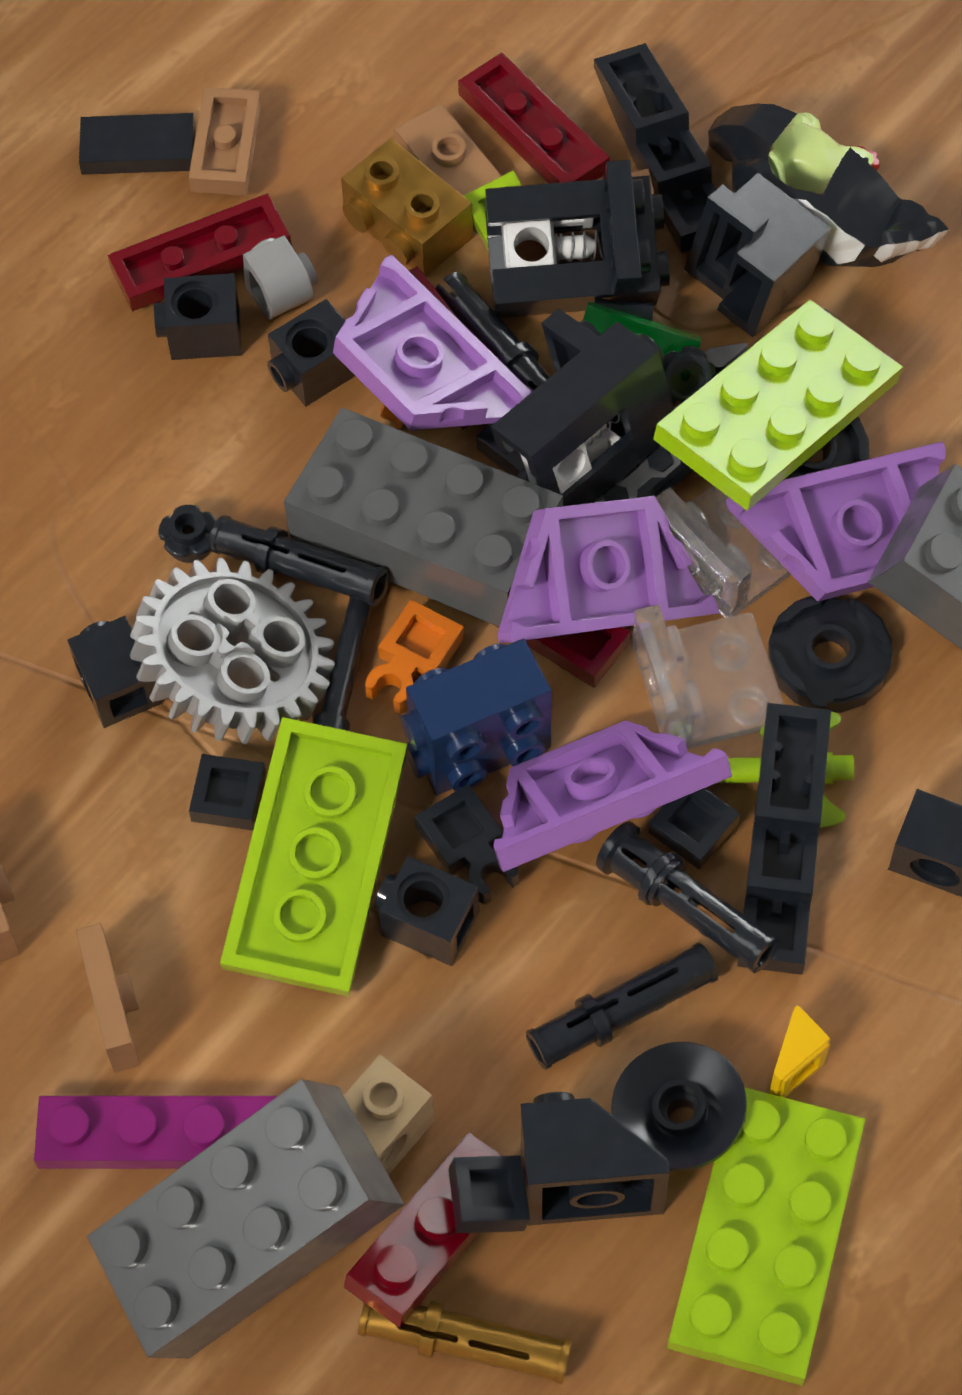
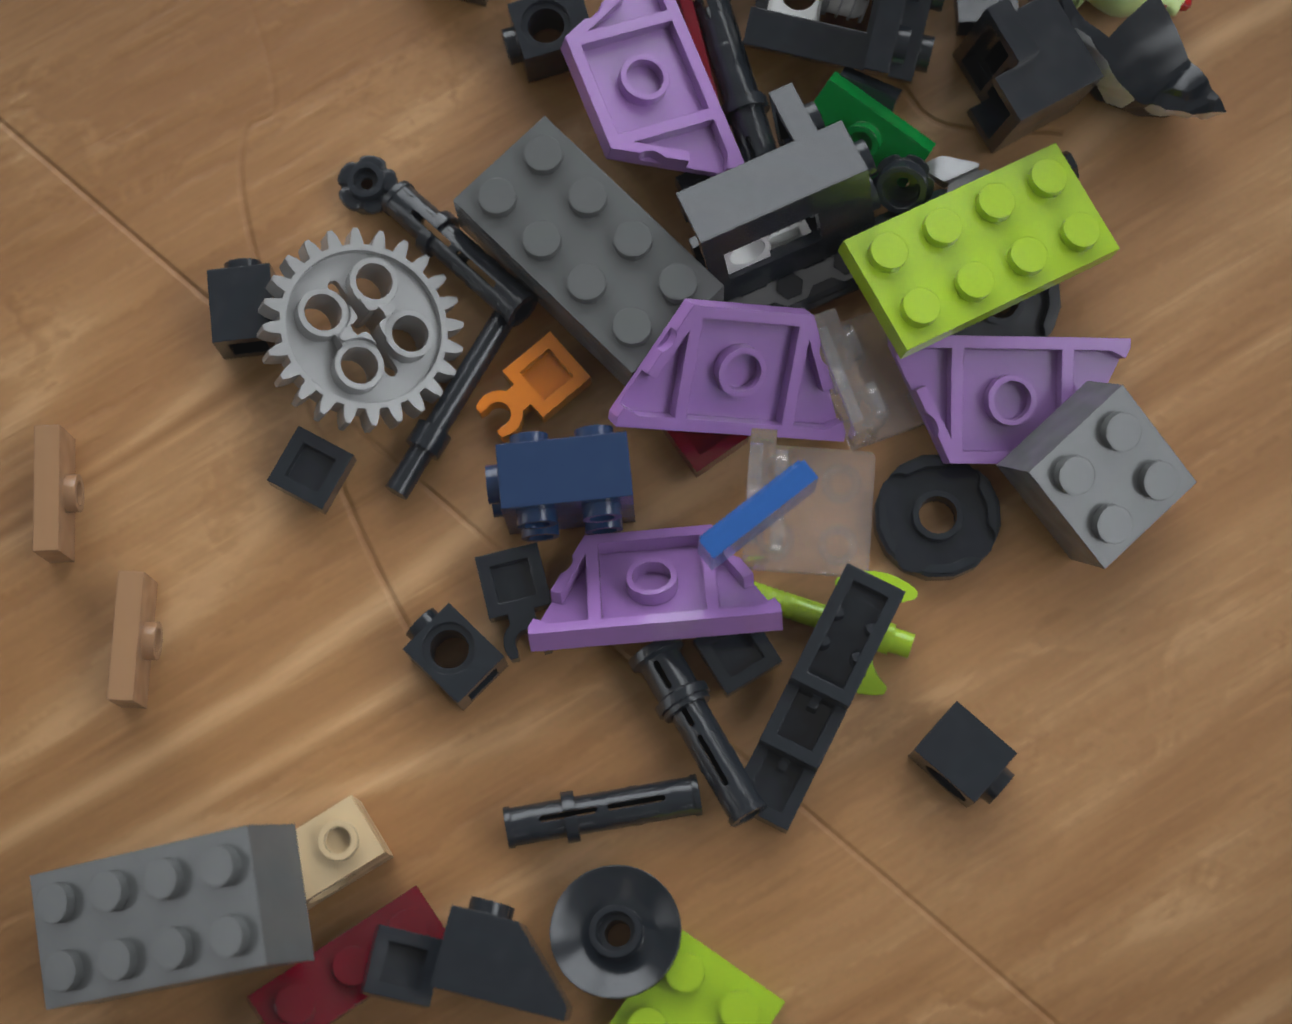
camera: 20 degrees right, 15 degrees up
(134, 1129) = (142, 781): magenta plate -> none
(314, 857) = (366, 568): lime plate -> none
(671, 672) = (757, 514): none -> blue tile
(801, 1053) = (747, 919): yellow slope -> none

